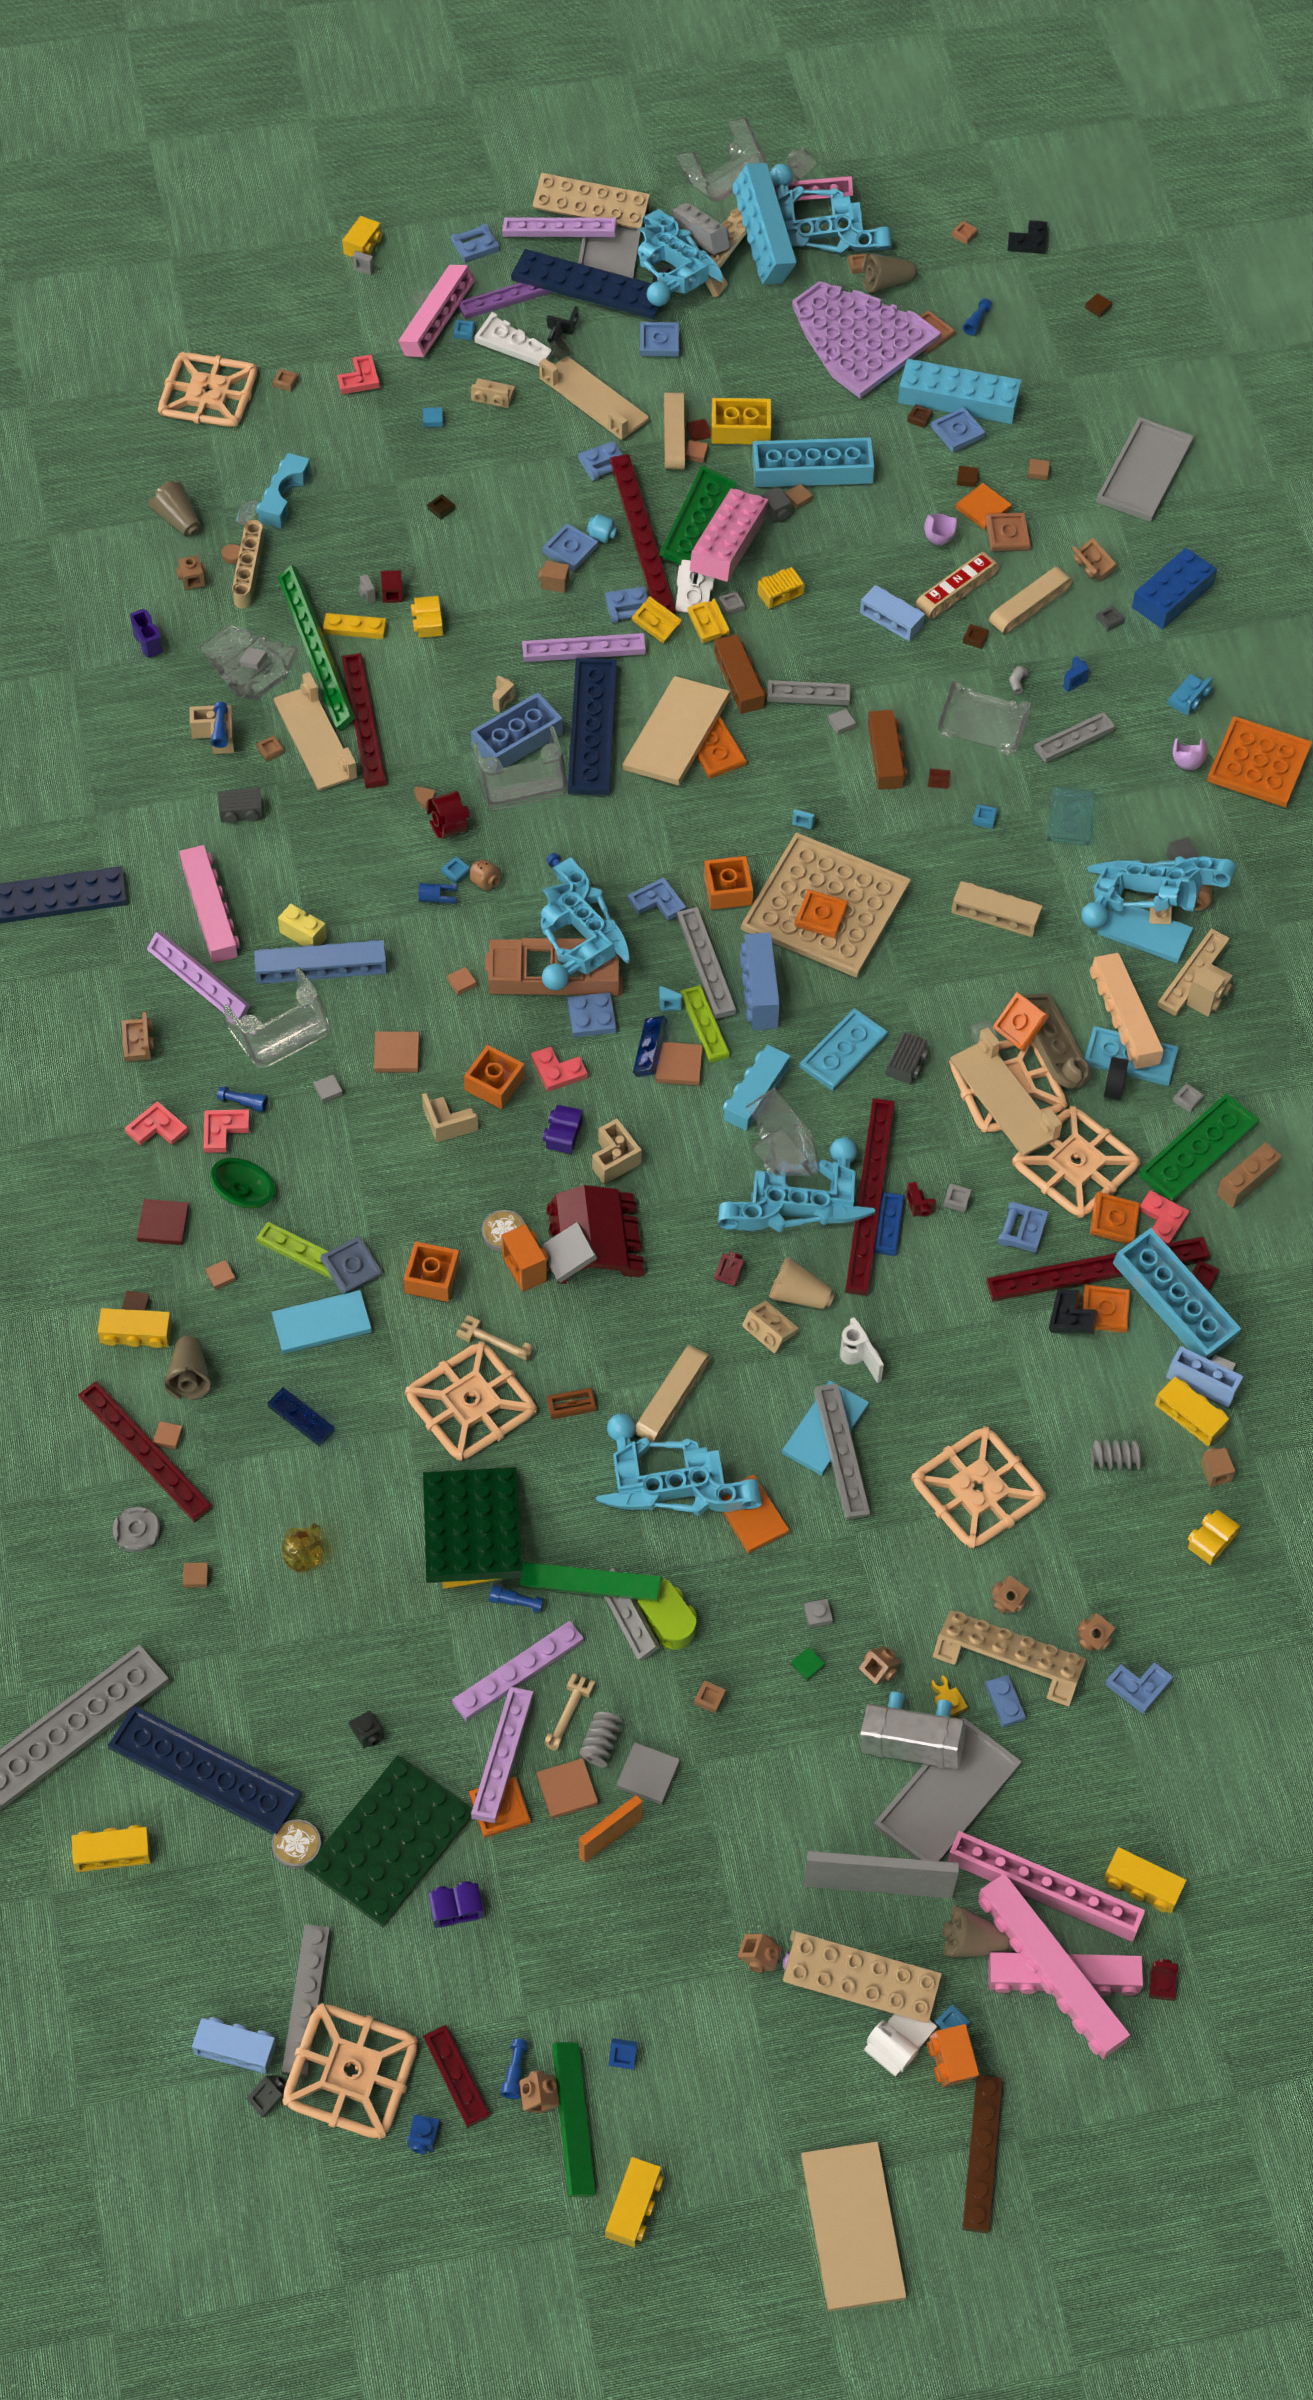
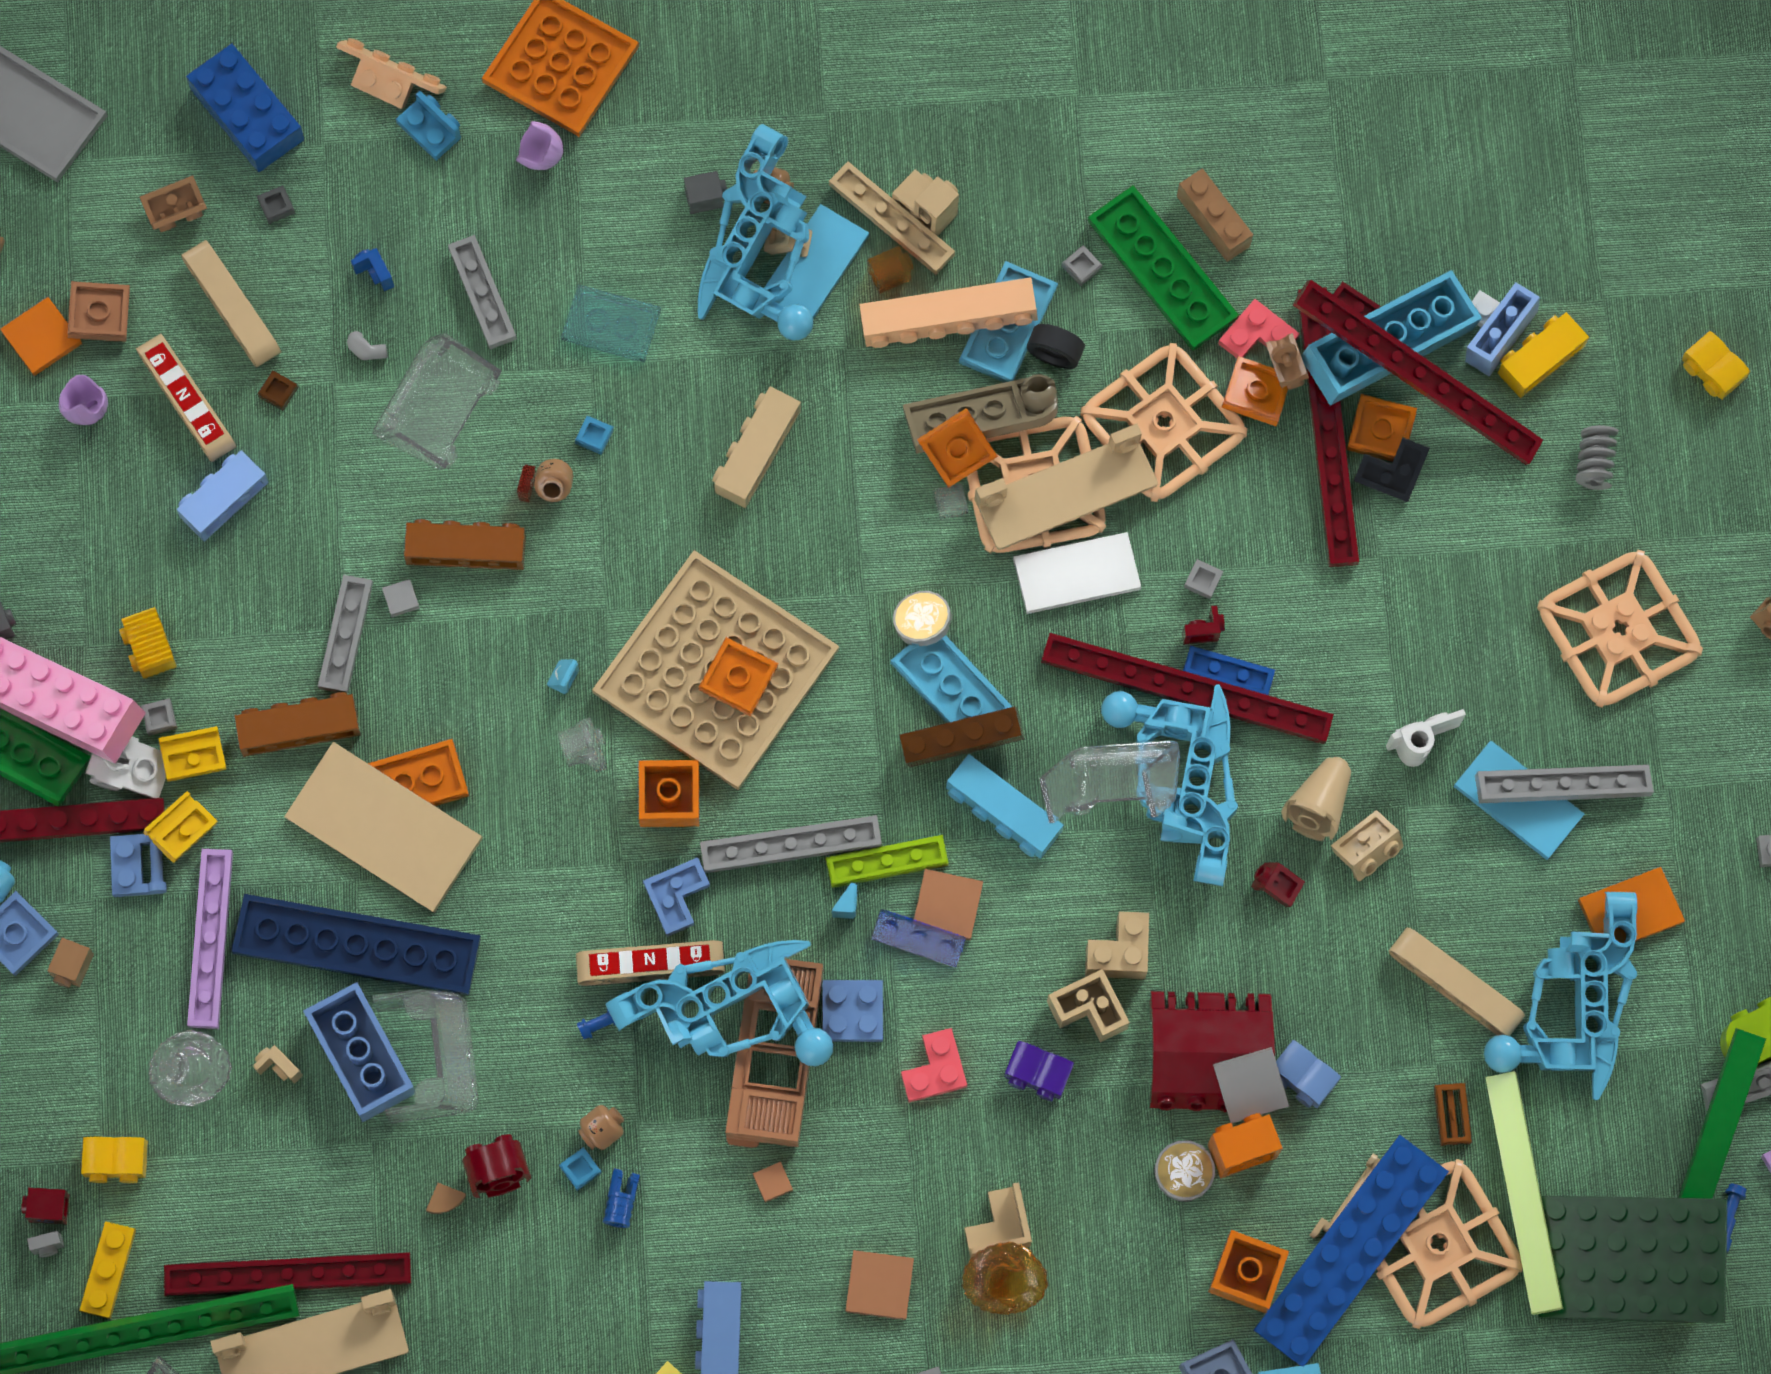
camera: 85 degrees left, 15 degrees up
(407, 1118) = (1004, 1279): none -> clear orange piece
(457, 1338) = (1350, 1251): none -> blue plate
(492, 645) = (189, 1068): none -> clear piece
(494, 1076) = (949, 1152): orange brick -> none
(515, 1451) = (1524, 1193): none -> yellowish green tile
(586, 1298) = (1306, 1075): none -> medium blue brick
(603, 878) = (645, 962): none -> beam
(661, 1174) = (1125, 956): none -> tan brick
(755, 832) = (583, 745): none -> clear brick
(759, 981) = (843, 774): medium blue brick -> none
(802, 1050) = (962, 737): none -> reddish brown brick
(888, 1021) = (922, 618): none -> tile
(907, 1058) = (982, 604): dark grey brick -> none
(943, 791) = (553, 480): none -> medium nougat head
(945, 1118) = (1077, 573): none -> white tile
(1030, 1229) = (1260, 497): medium blue plate -> none
(1136, 1226) = (1287, 362): none -> medium nougat hips
(1147, 1307) = (1417, 372): none -> dark red plate
(1152, 973) = (890, 269): none -> clear orange brick
(1217, 1466) = (1621, 341): medium nougat brick -> none
(1220, 664) = (386, 78): none -> light nougat bracket

